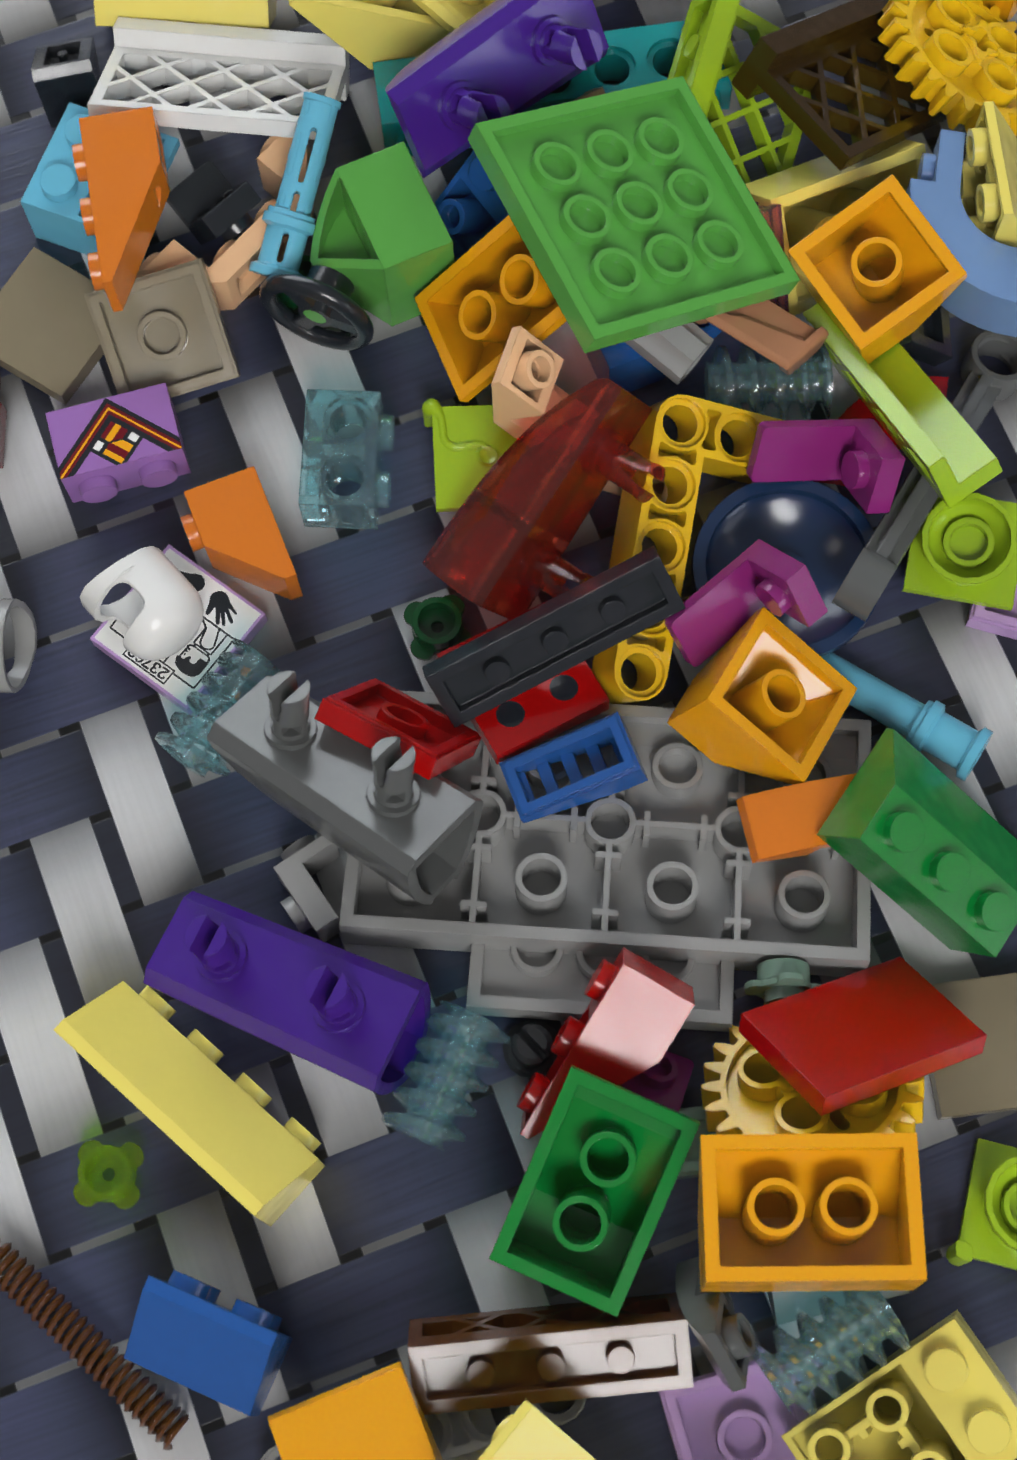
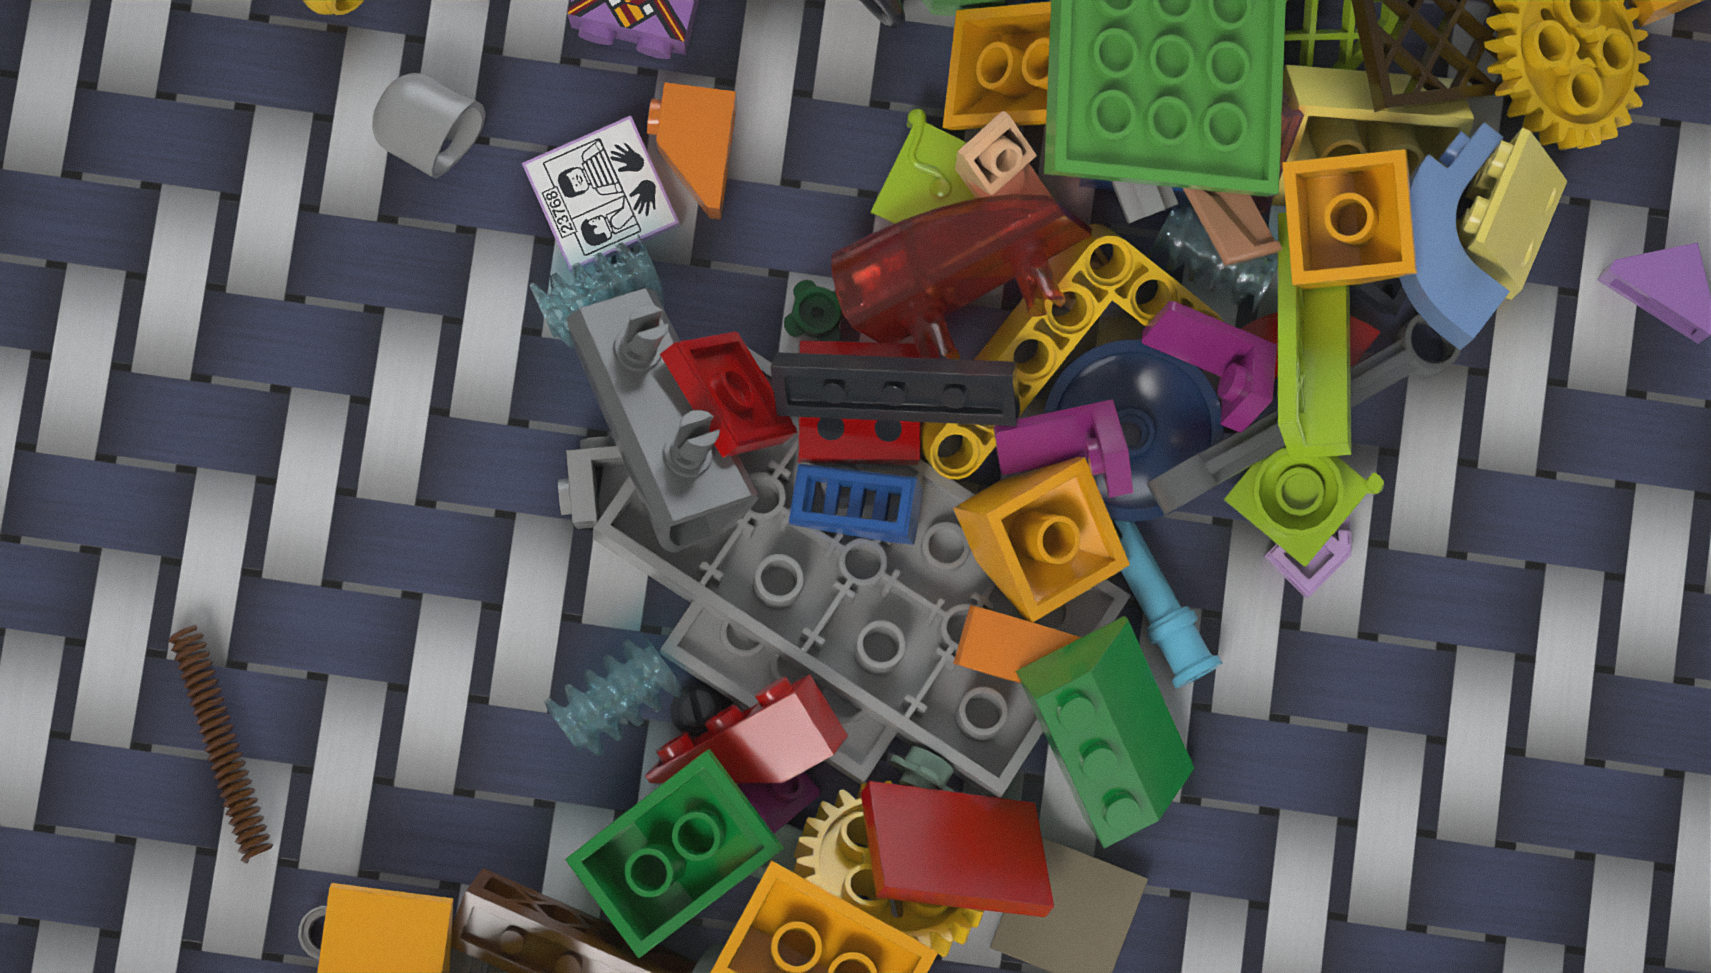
camera: 25 degrees right, 10 degrees up
(97, 1158) = (290, 626): clear neon green plate -> none
(159, 611) = (588, 168): white helmet -> none
(193, 1100) = (403, 603): light yellow slope -> none
(206, 1345) = (315, 801): blue slope -> none
(293, 991) = (527, 560): dark purple piece -> none
(336, 459) = (805, 115): clear light blue brick -> none

